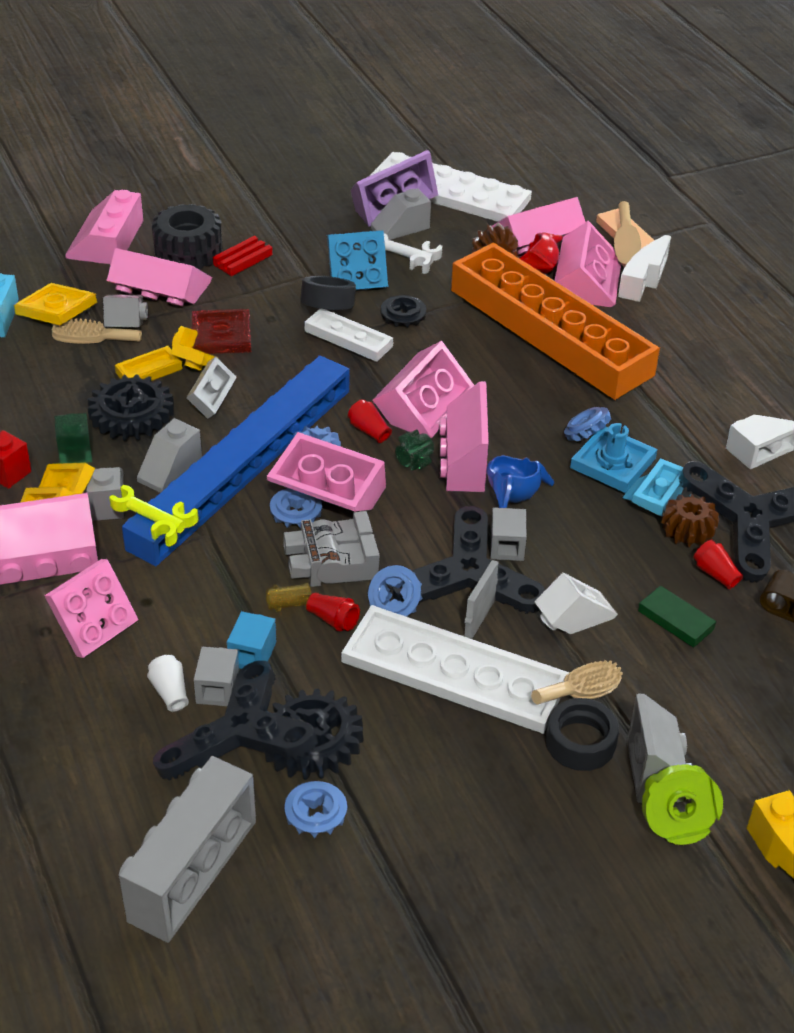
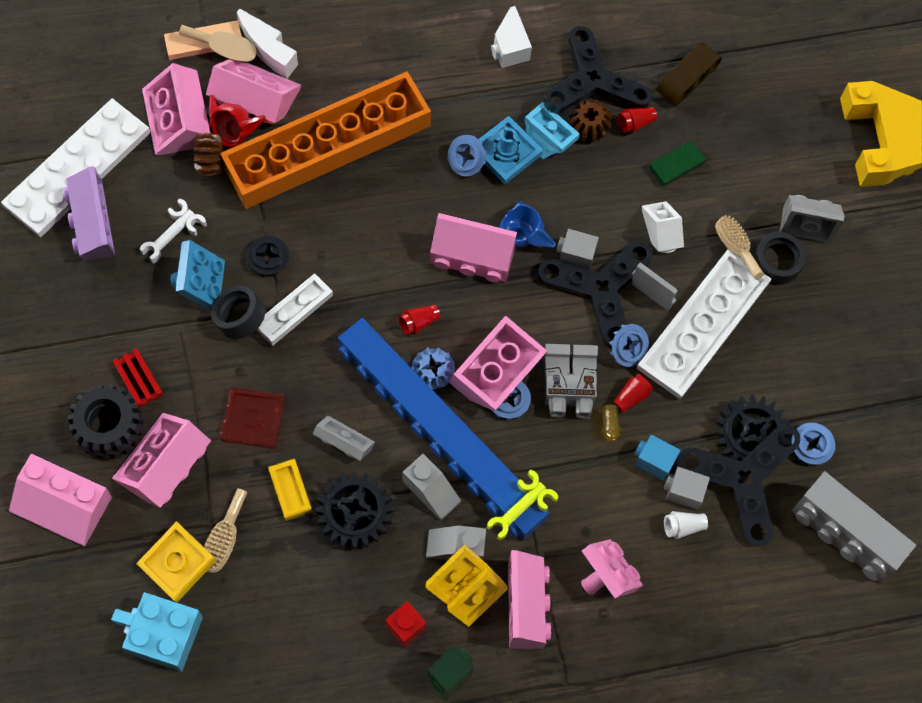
camera: 80 degrees left, 25 degrees up
(73, 438) = (389, 564): clear green brick -> none
(124, 310) = (214, 497): light grey brick -> none
(183, 348) = (291, 447): yellow bracket -> none
(404, 214) = (123, 221): light grey slope -> none
(414, 450) = (468, 292): clear green gear -> none
(423, 390) = (392, 266): bright pink slope -> none
(664, 790) = (858, 218): lime plate -> none

